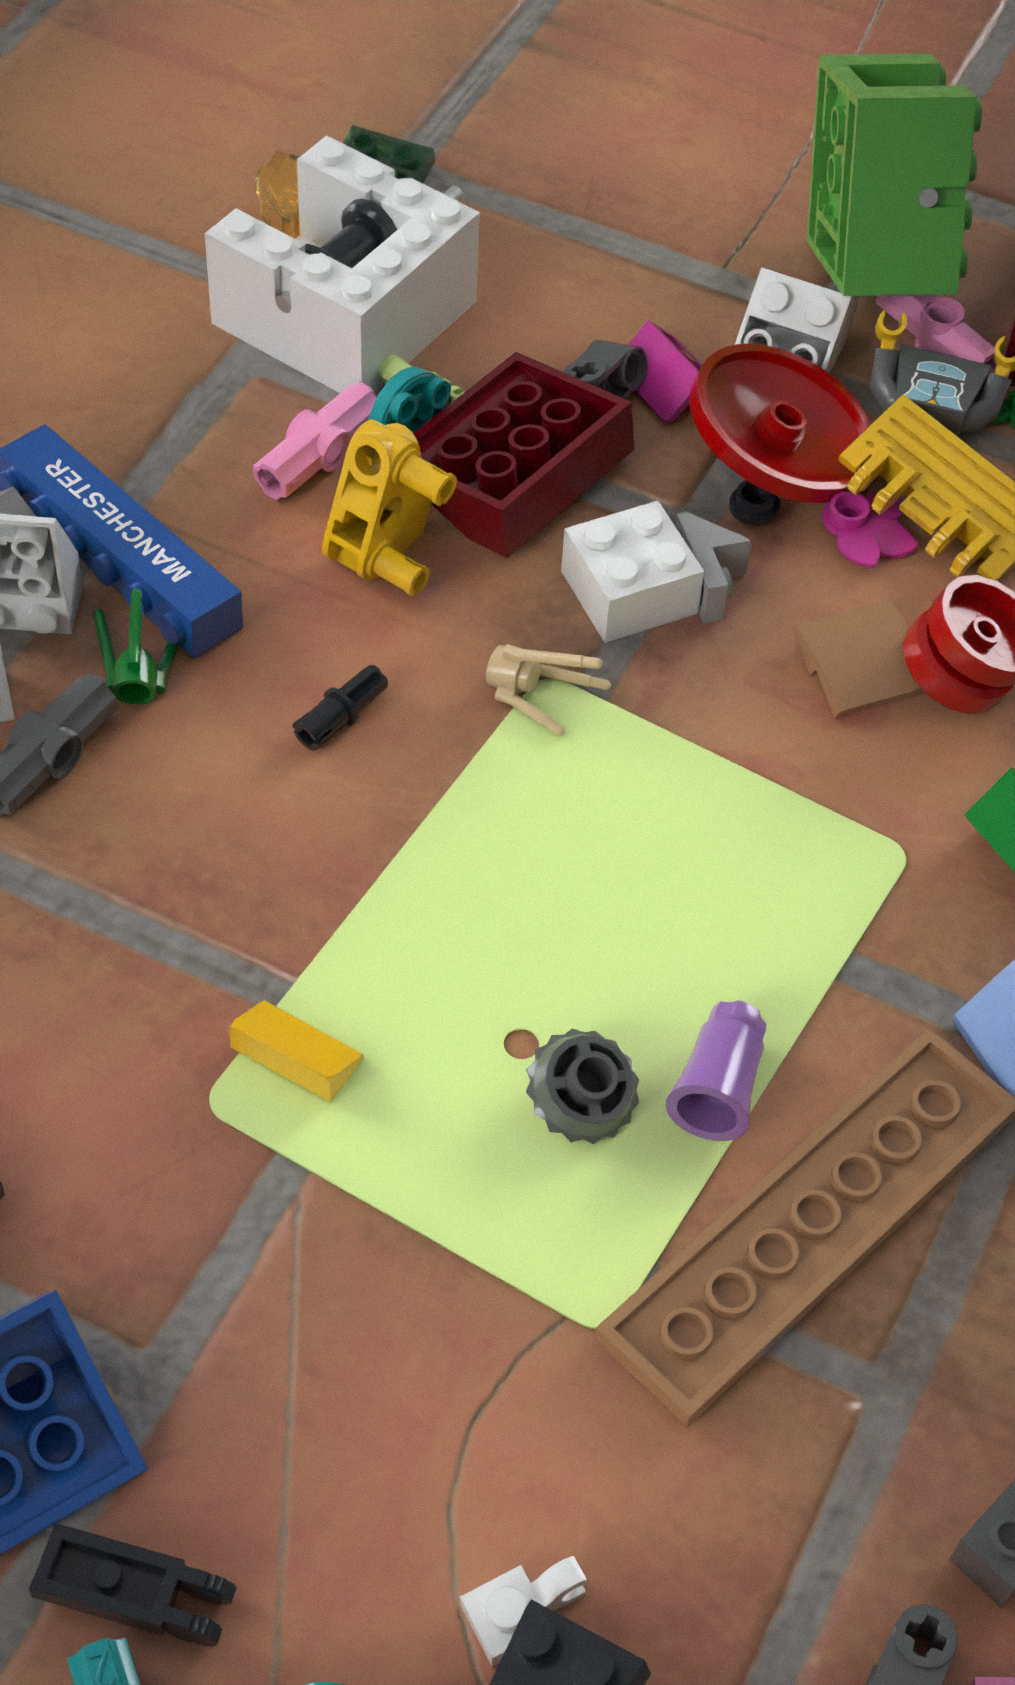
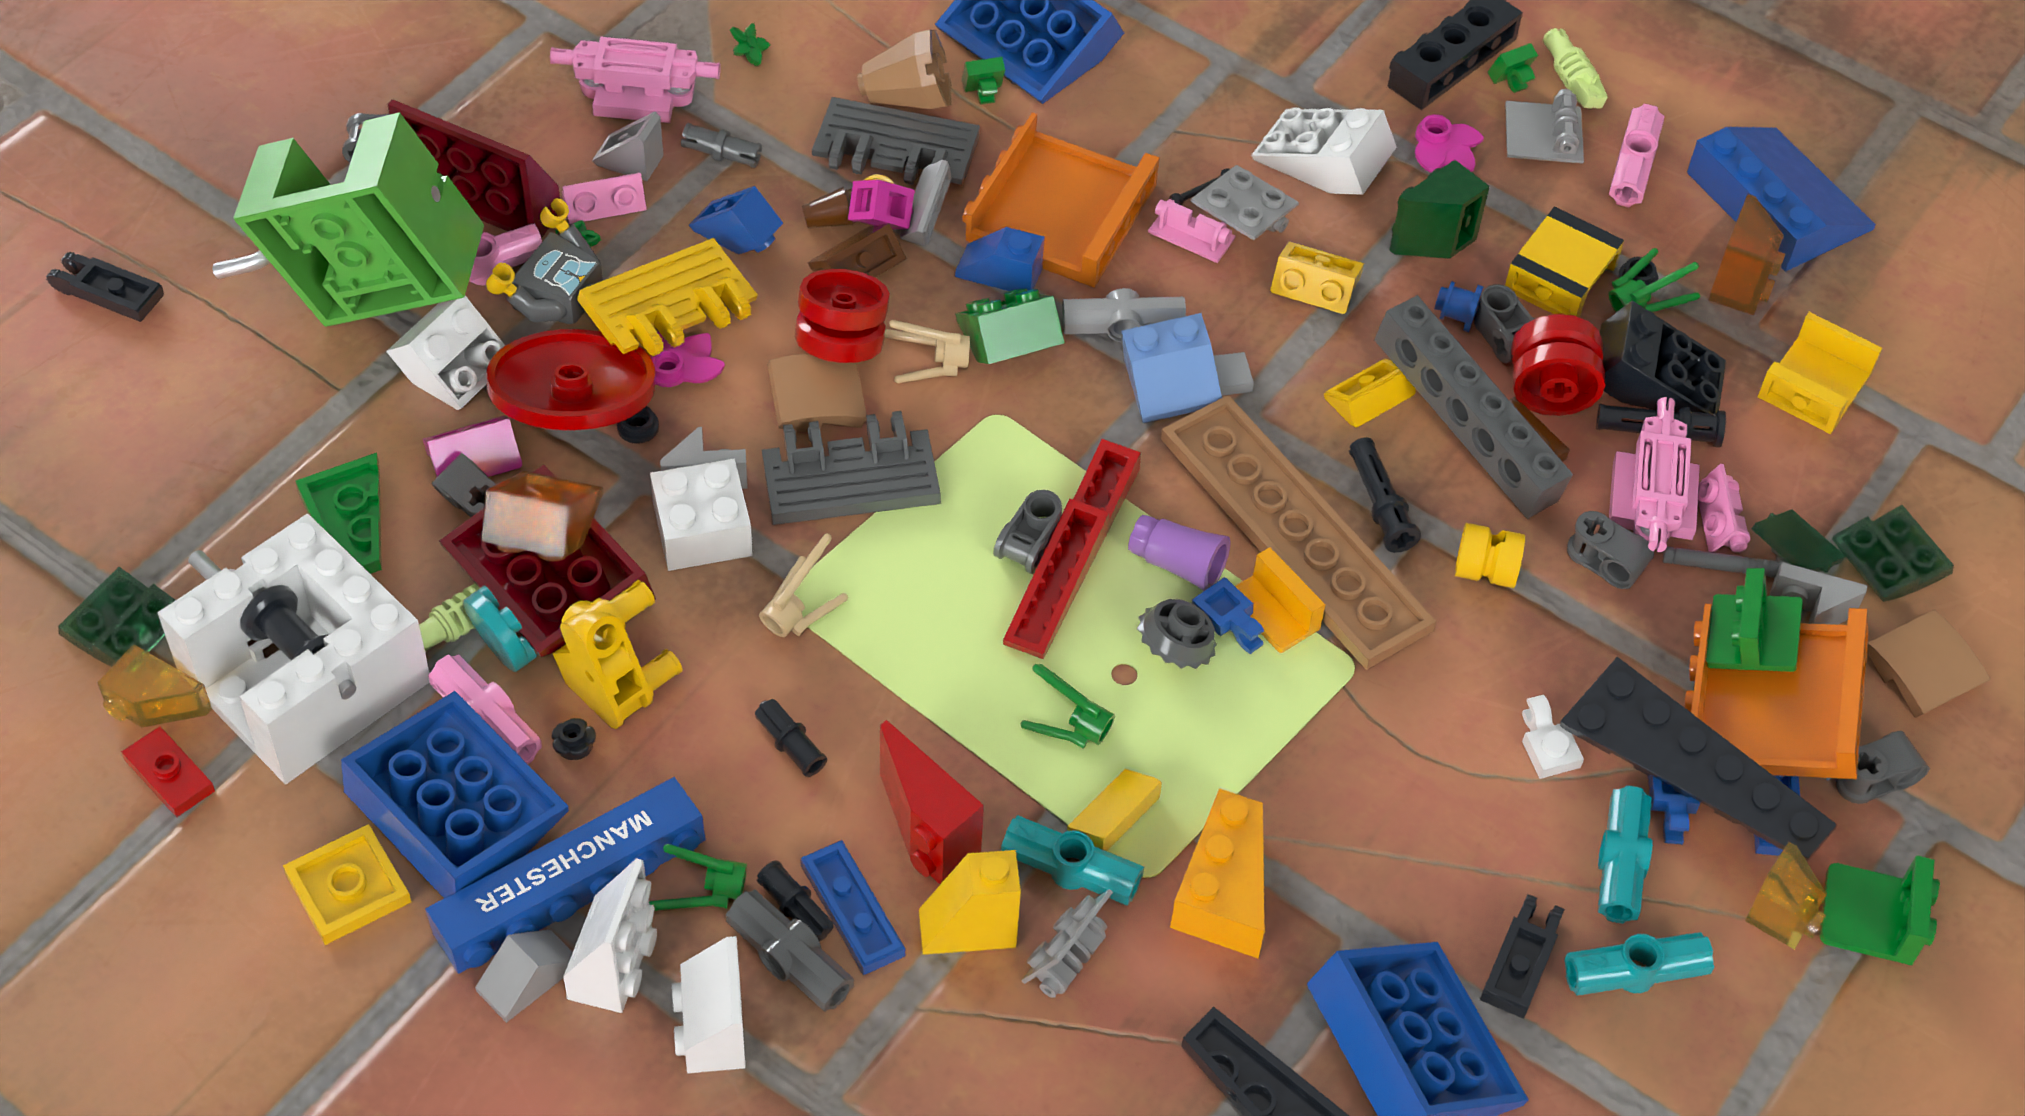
camera: 80 degrees left, 0 degrees up
(82, 1012) = (1076, 940): none -> light grey hinge
(93, 384) = (347, 884): none -> yellow tile
(106, 904) = (974, 906): none -> yellow slope
(115, 743) = (794, 899): none -> black axle
(119, 802) = (853, 907): none -> blue tile
(186, 244) = (168, 771): none -> red plate
(188, 419) = (451, 795): none -> blue slope
(197, 1030) = (1097, 868): none -> teal piece
(203, 1175) = (1225, 878): none -> light orange wedge
(240, 826) = (931, 808): none -> red slope
(303, 523) = (576, 747): none -> black plate
(421, 999) = (1088, 718): none -> green plant
(547, 293) = (348, 507): none -> green wing
(550, 400) = (539, 514): none -> clear orange slope
(639, 1139) = (1231, 611): none -> blue plate
(673, 1206) = (1281, 602): none -> light orange panel
(704, 900) = (1027, 534): none -> dark grey piece
(706, 955) = (1073, 548): none -> red slope
(748, 711) = (850, 477): none -> dark grey hinge
(785, 76) = (106, 286): none -> black hinge
(835, 1492) = (1490, 555): none -> yellow wheel
(890, 1340) = (1388, 508): none -> black pin
(978, 771) = (949, 348): none -> tan plant

